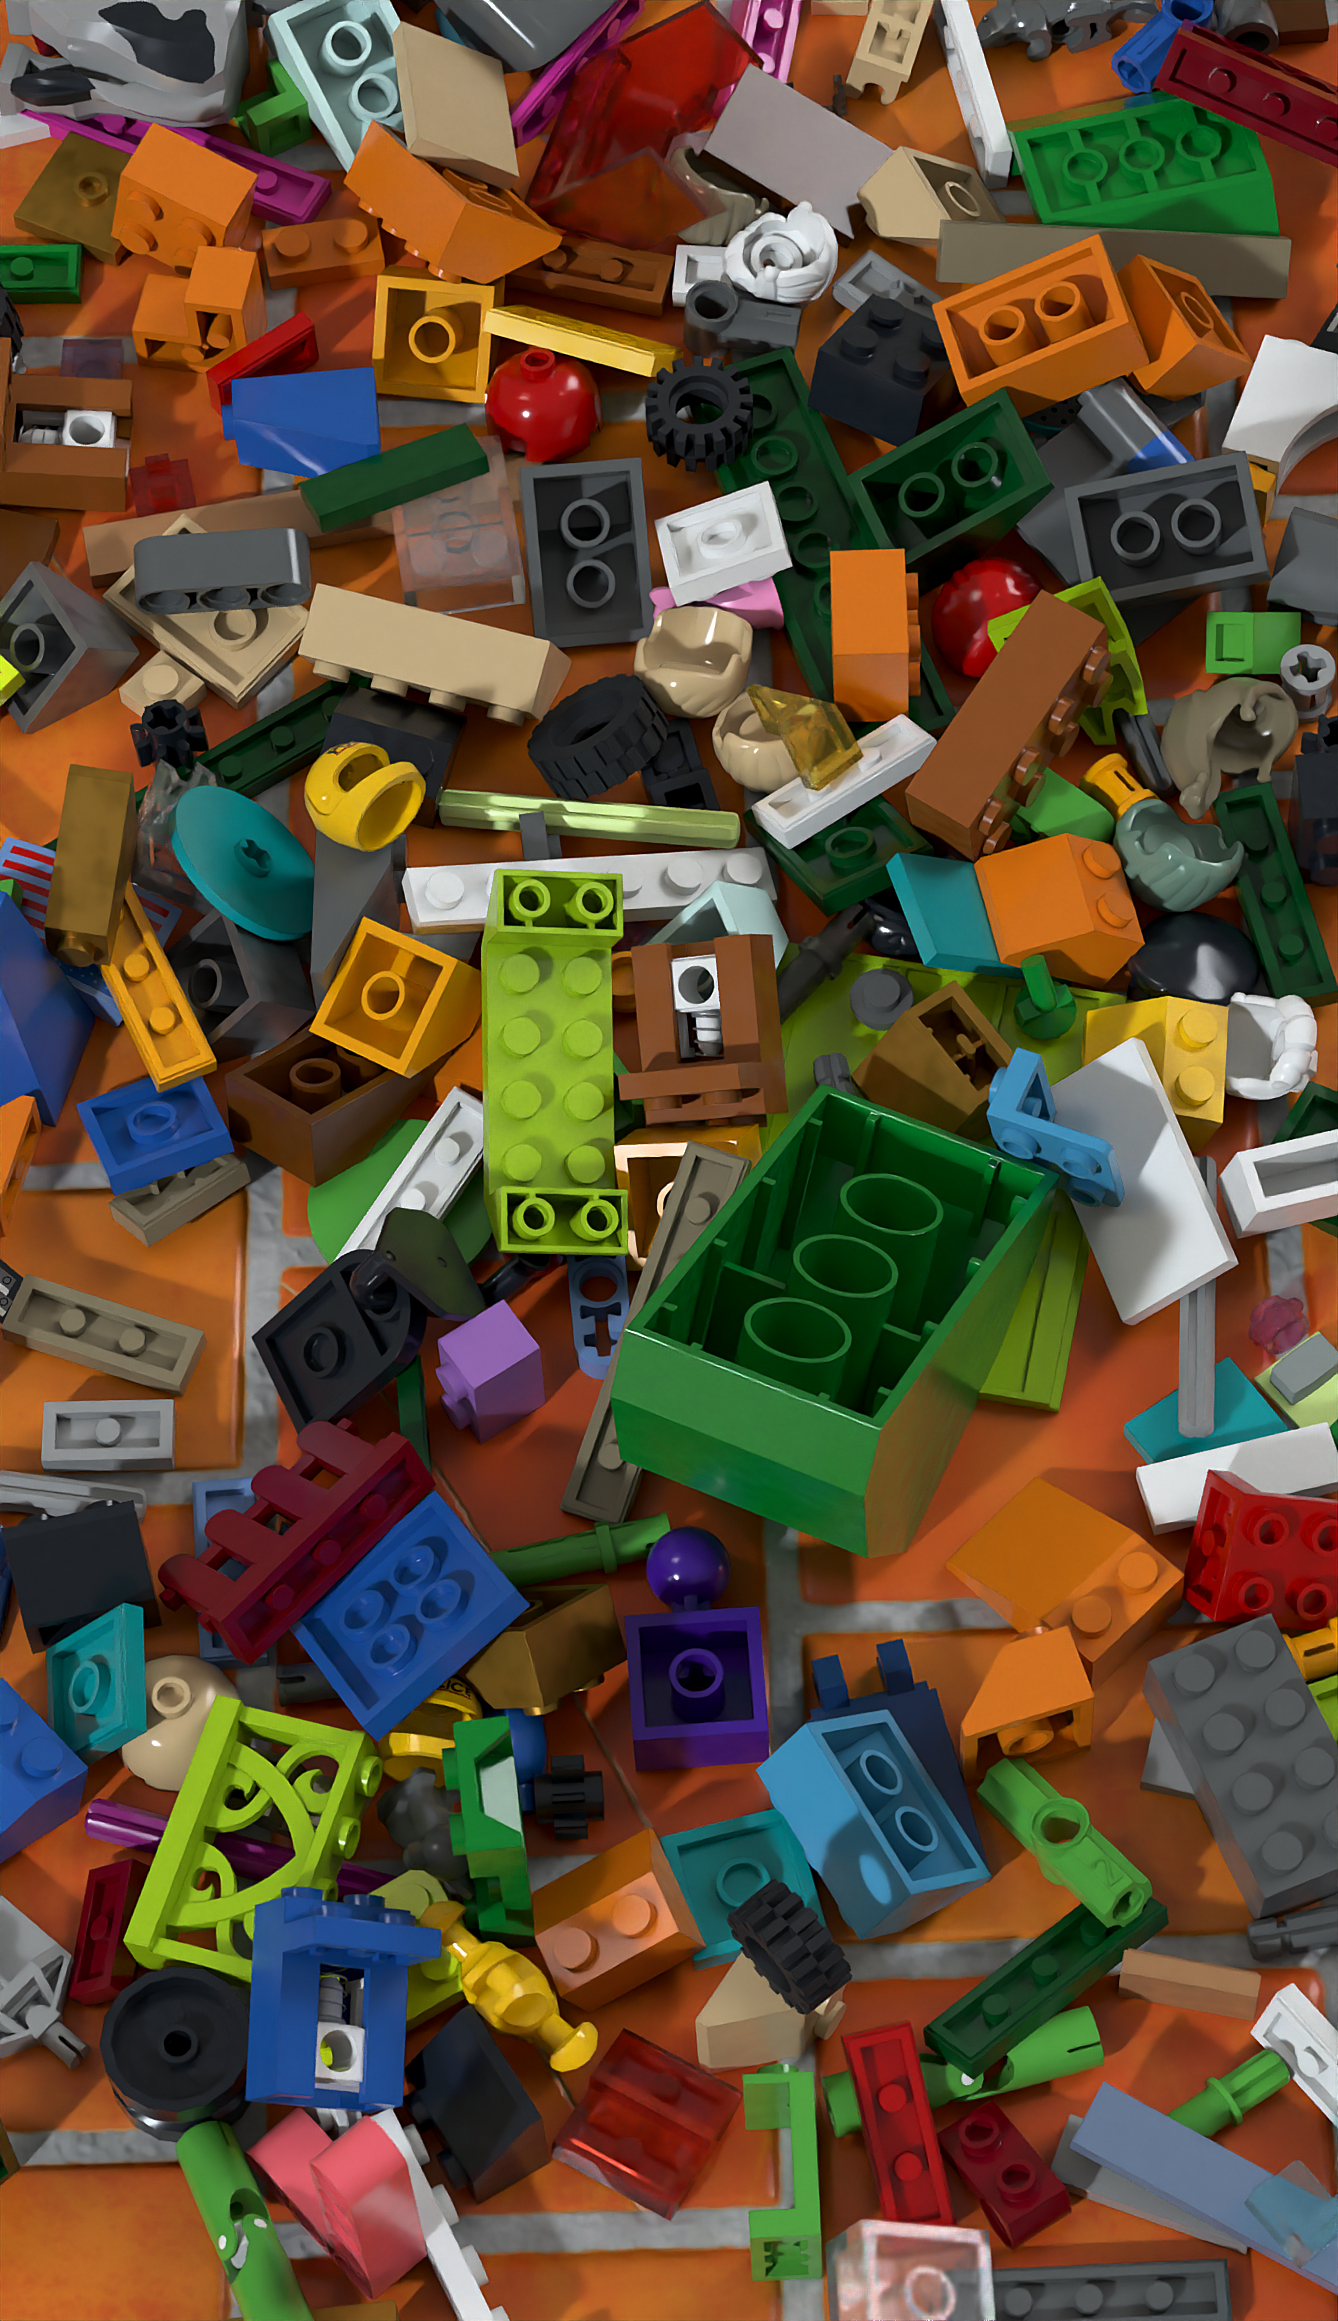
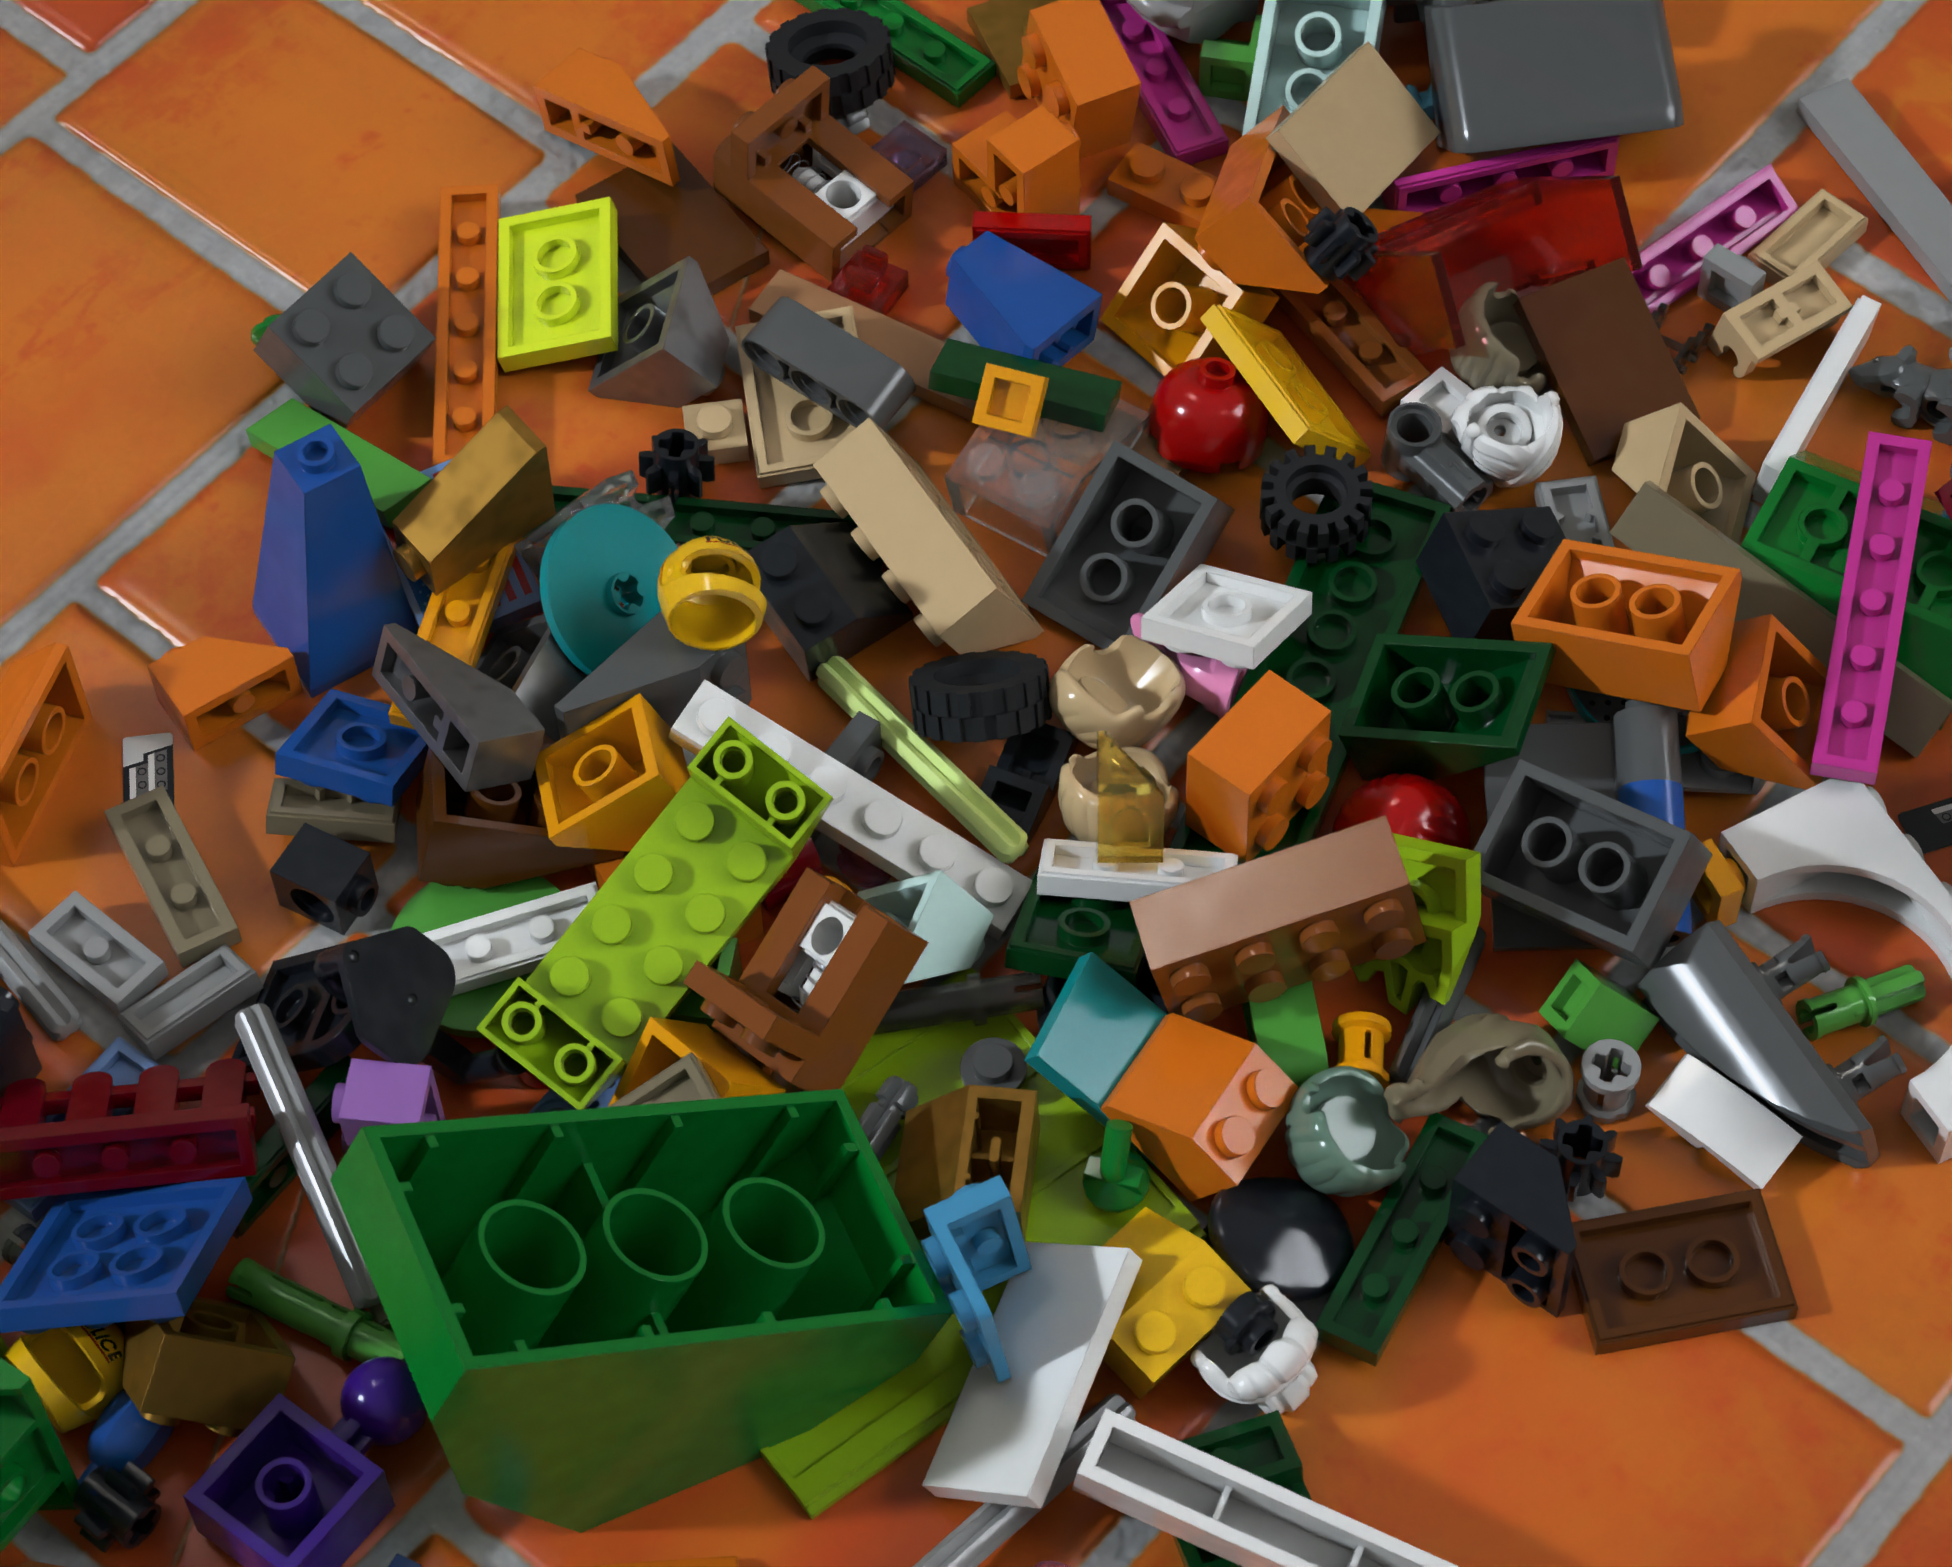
camera: 40 degrees right, 5 degrees down
(220, 1415) = (190, 1001): none -> light grey tile
(229, 1035) = (460, 713): none -> flat silver slope
(232, 1245) = (325, 879): none -> black brick
(410, 493) = (1010, 400): none -> light orange plate
(458, 1440) = (304, 1143): none -> light grey axle
(551, 194) = (1341, 244): none -> black gear
(824, 32) = (1728, 278): none -> light grey plate
(1184, 202) = (1871, 608): none -> dark pink plate
(1245, 1034) = (1247, 1324): none -> black plate

